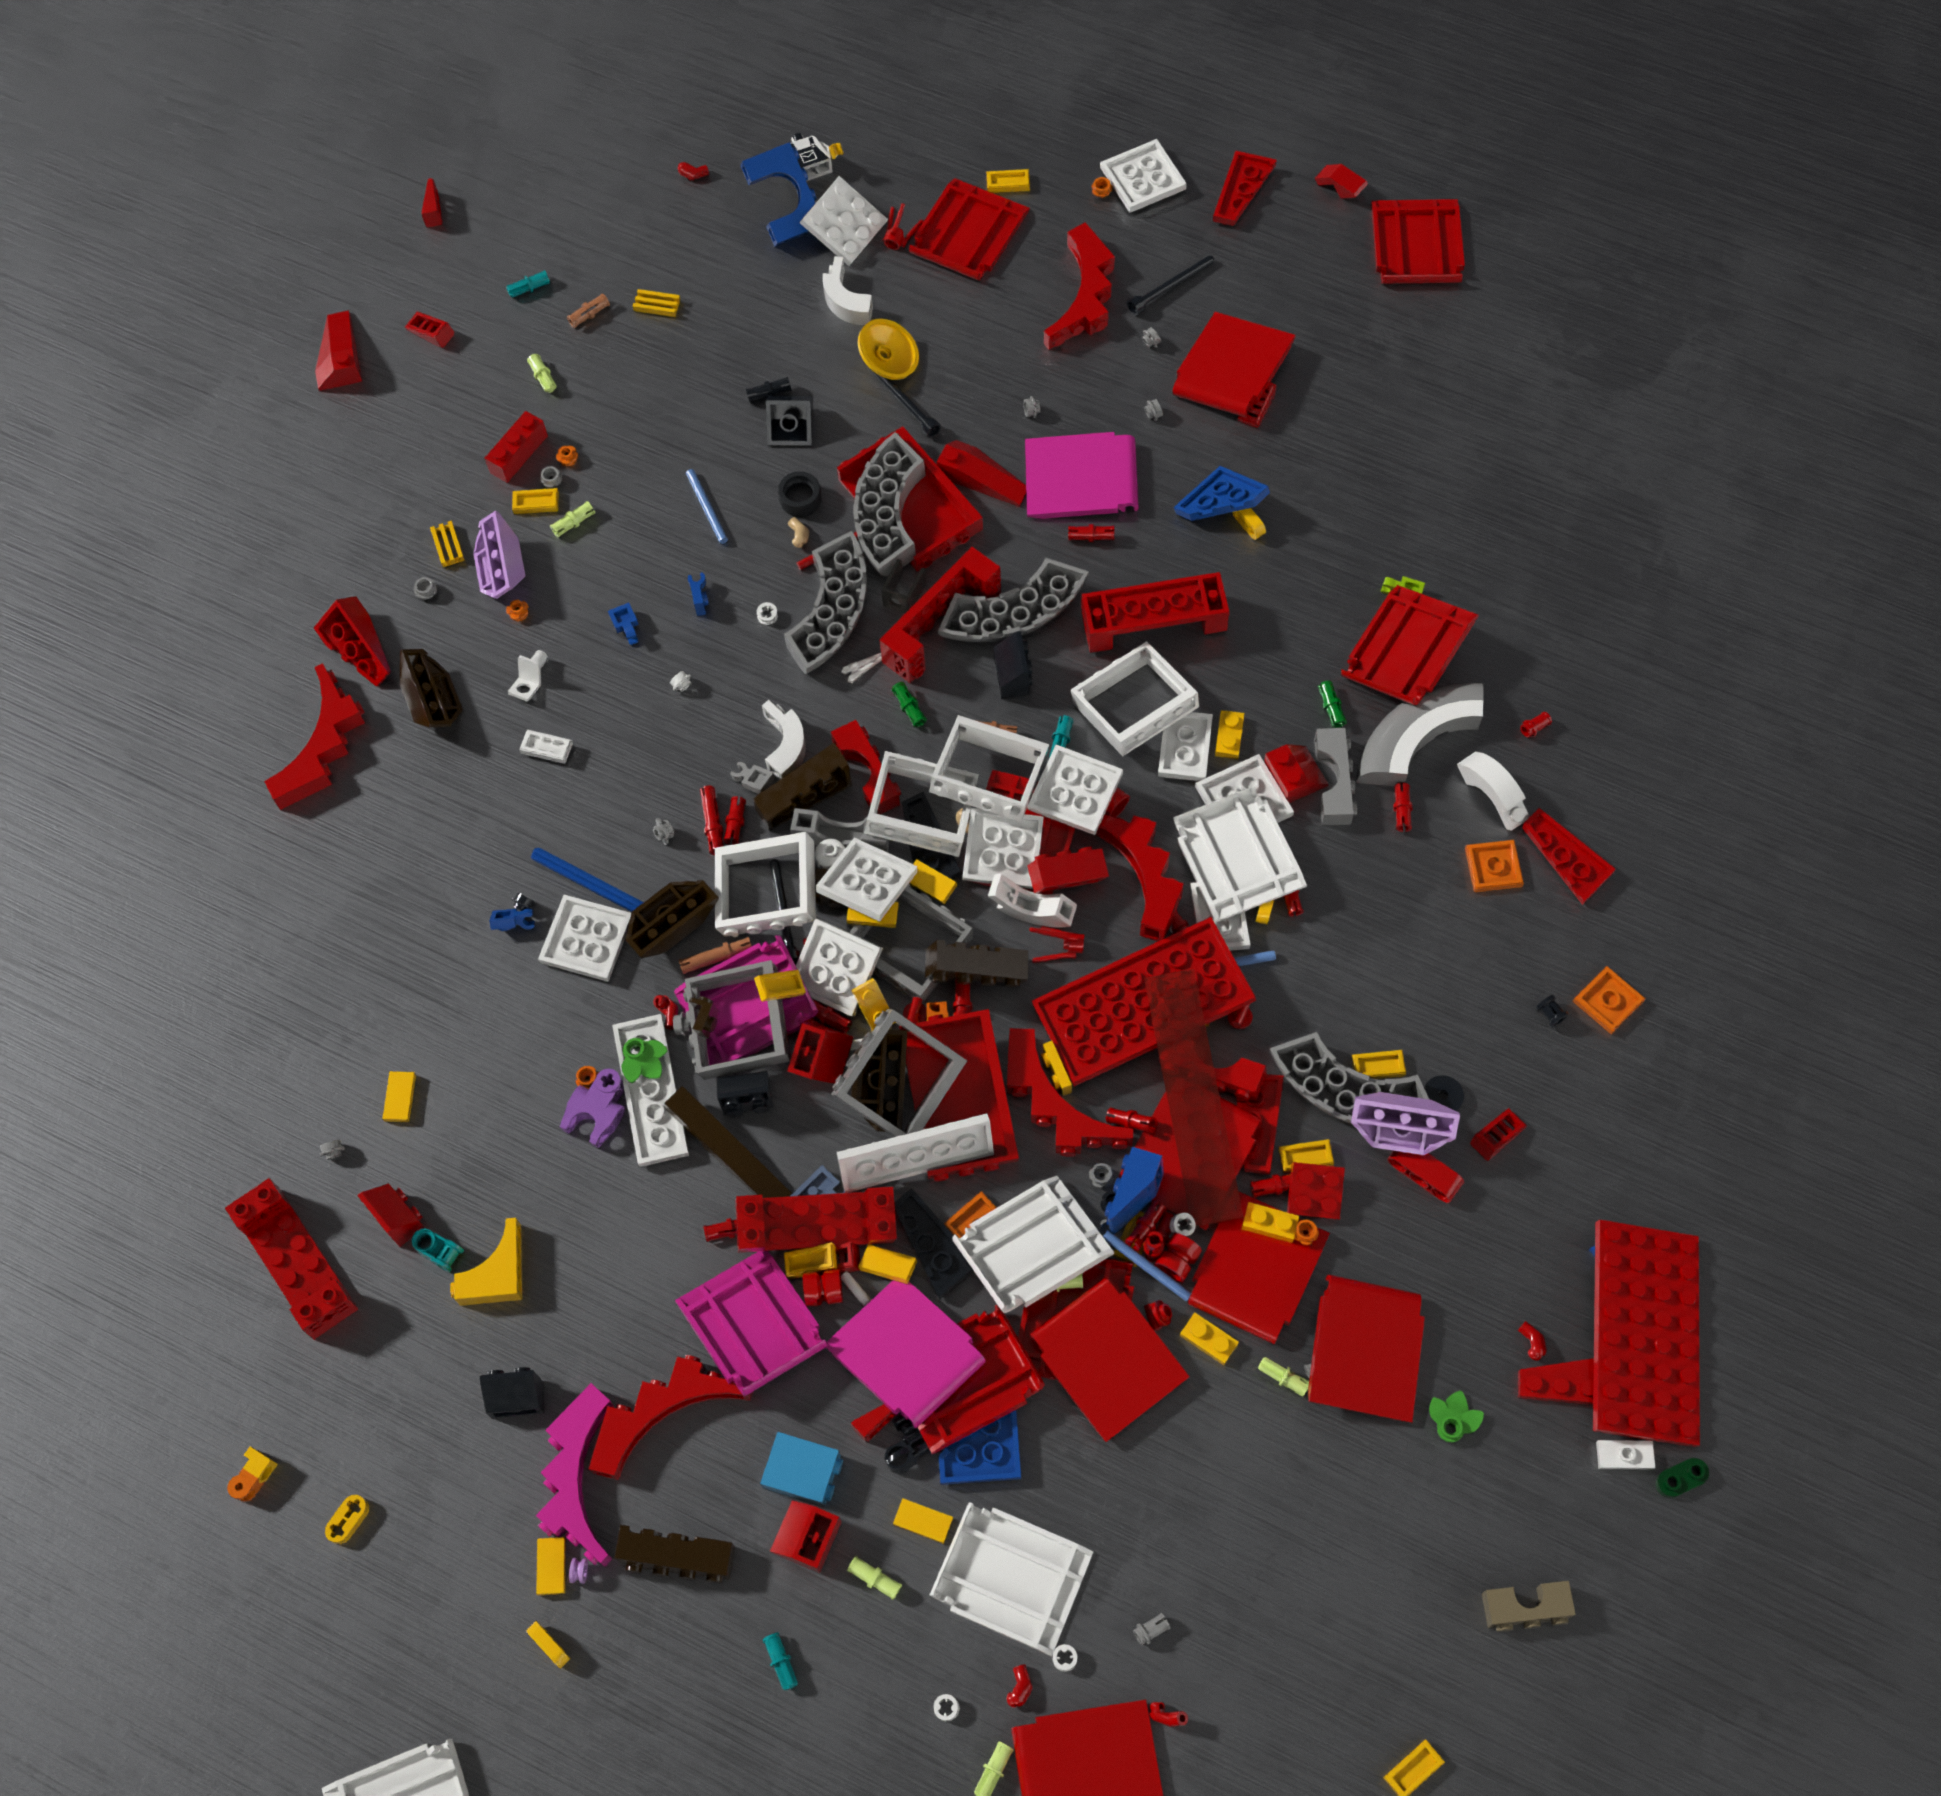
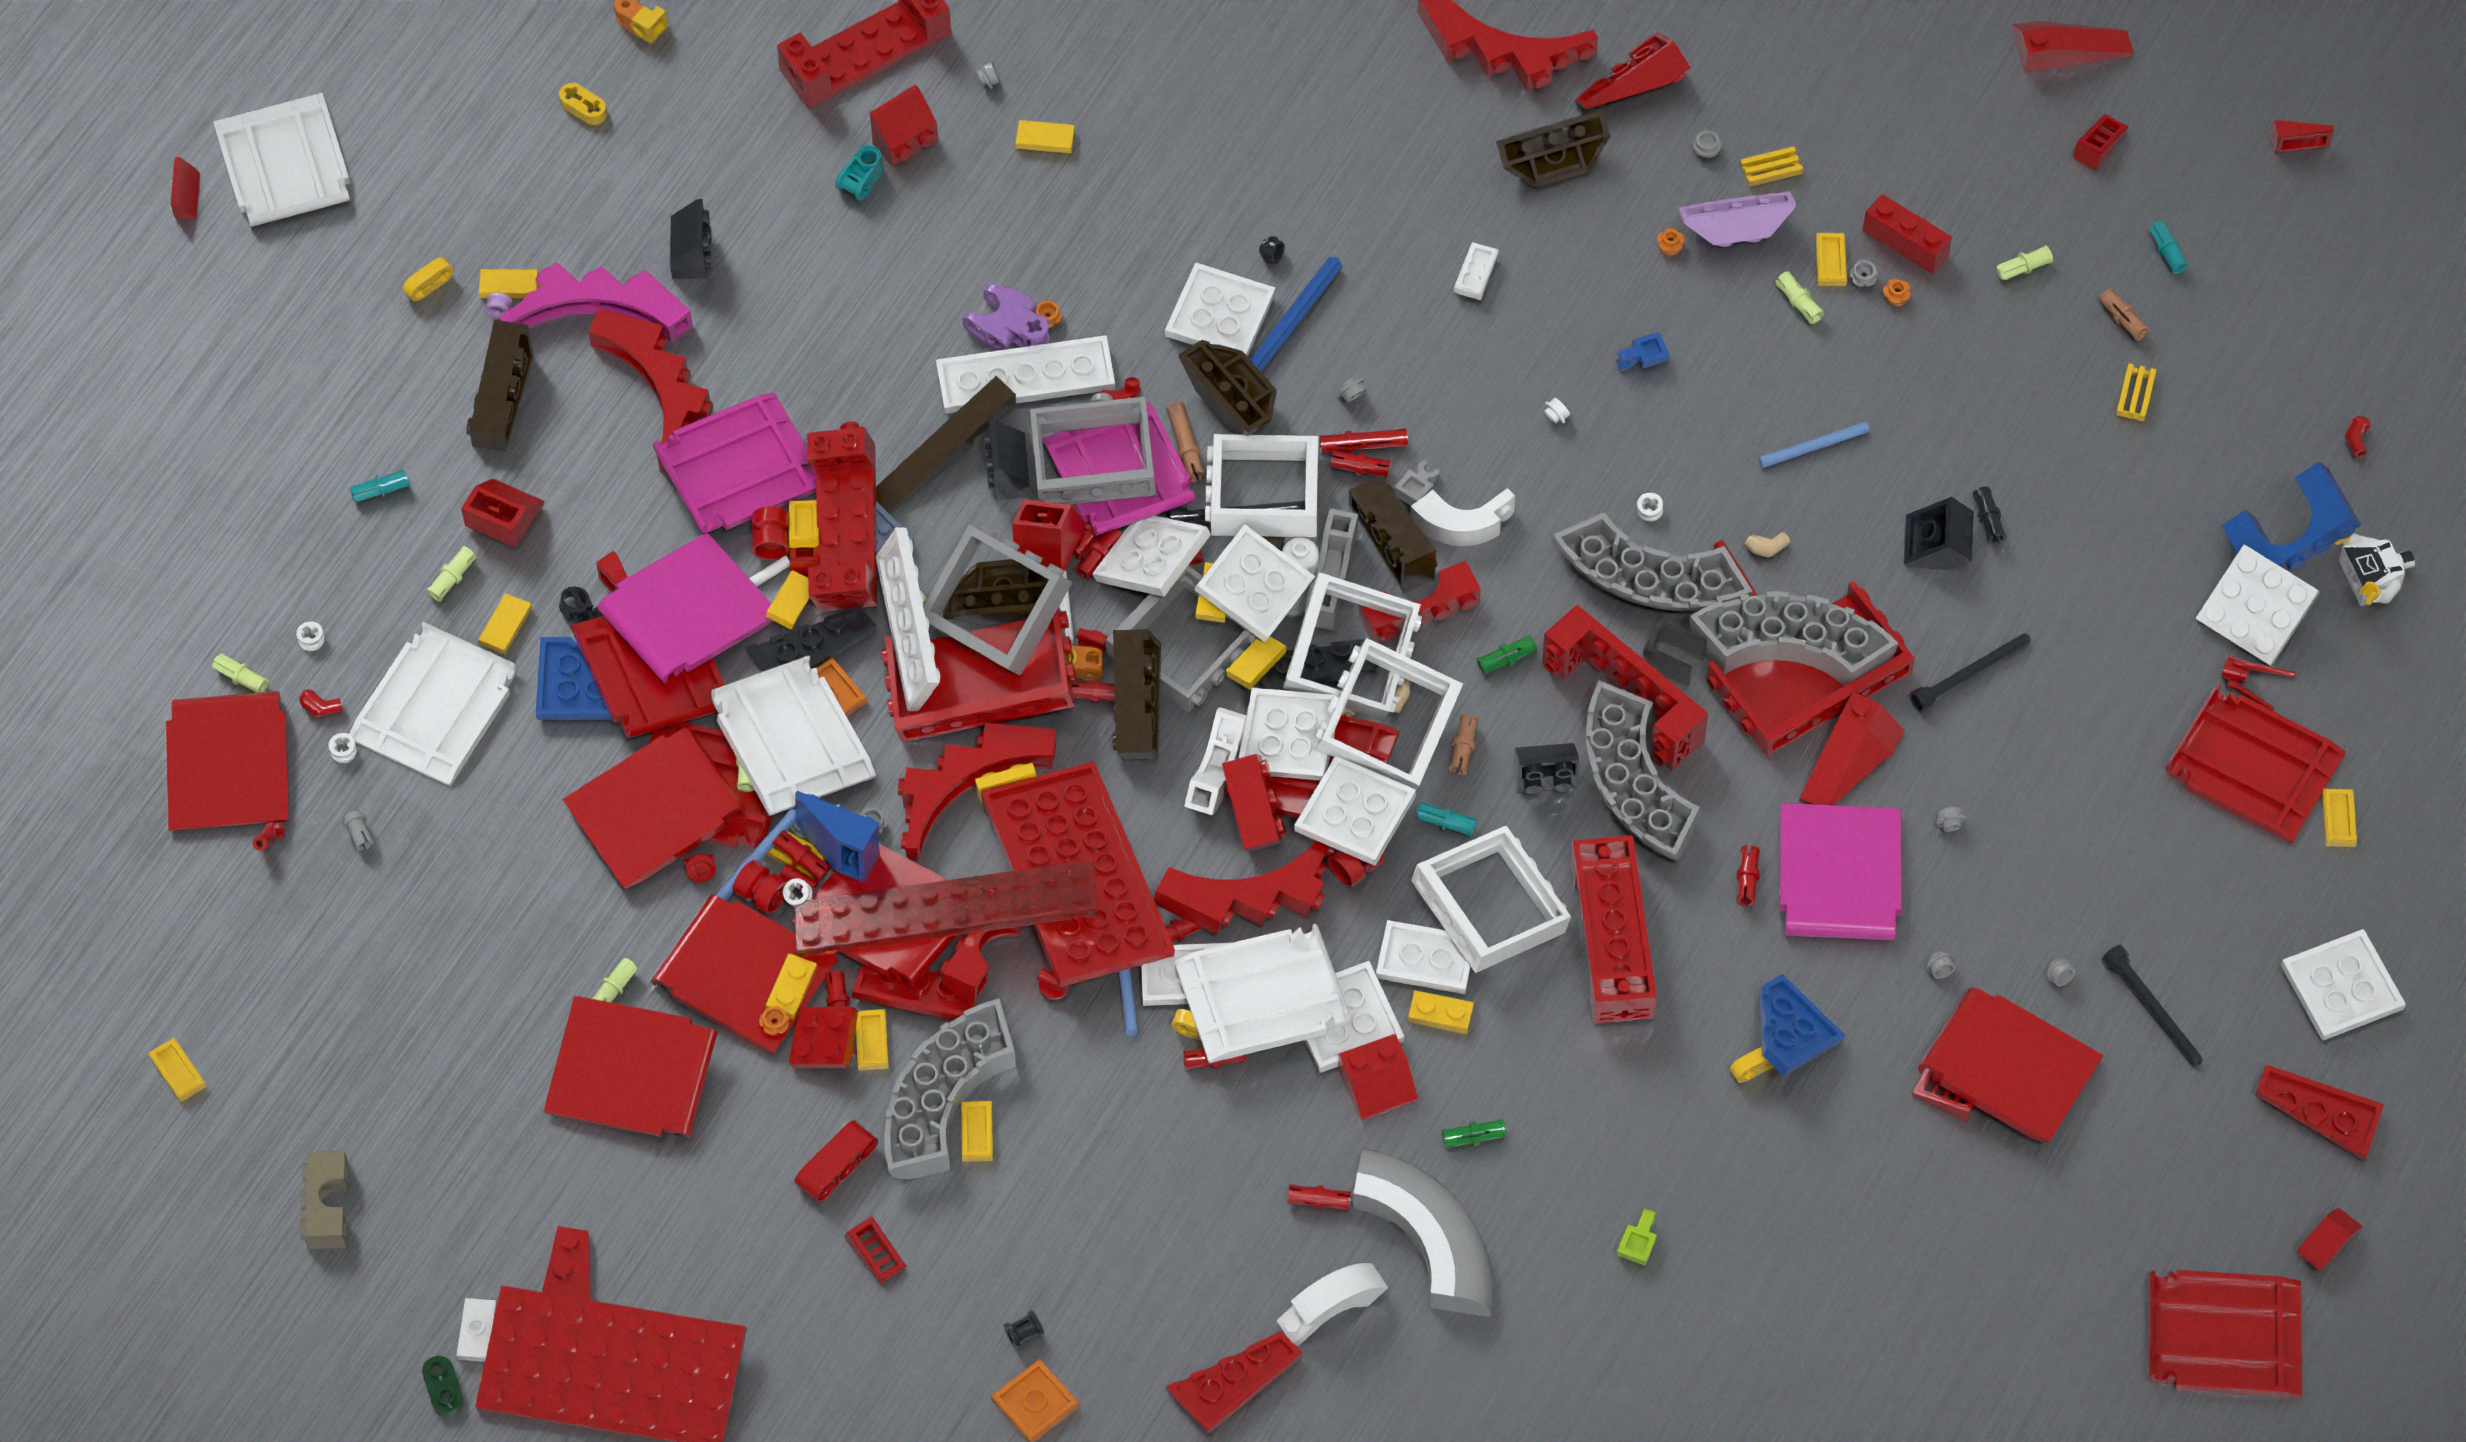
camera: 90 degrees right, 5 degrees down
(497, 1277) = (826, 233): yellow arch -> none
(509, 918) = (1251, 232): blue plate -> none
(529, 675) = (1574, 252): white bracket -> none
(644, 1062) = (1054, 362): bright green plate -> none
(699, 598) = (1675, 429): blue plate -> none
(707, 1017) = (1091, 412): dark brown bracket -> none
(779, 985) = (1120, 484): yellow tile -> none
(799, 479) = (1829, 526): black tyre -> none
(801, 1469) = (574, 508): dark azure brick -> none
(845, 304) = (2135, 597): white arch -> none
(859, 668) = (1562, 602): white piece -> none
(870, 1001) = (1100, 594): yellow plate -> none
(888, 349) = (2062, 643): yellow dish -> none
(1072, 942) = (1165, 812): red plant -> none
(1087, 309) = (2142, 905): red arch -> none
(1101, 187) = (2326, 925): orange plate -> none
(1131, 1119) = (930, 850): red pin -> none
(1150, 1245) = (773, 854): red pin -> none
(1209, 1338) = (667, 917): yellow plate -> none
(1332, 750) = (1404, 1125): light grey arch -> none
(1404, 1122) = (886, 1114): lavender wedge -> none
(1408, 645) = (1544, 1219): red piece -> none
(1449, 1087) = (927, 1183): black piece -> none
(1454, 1413) = (549, 1157): bright green plate -> none
(1494, 866) = (1230, 1295): orange tile -> none
(1530, 727) = (1426, 1371): red pin -> none
(1536, 1339) = (619, 1254): red arm -> none

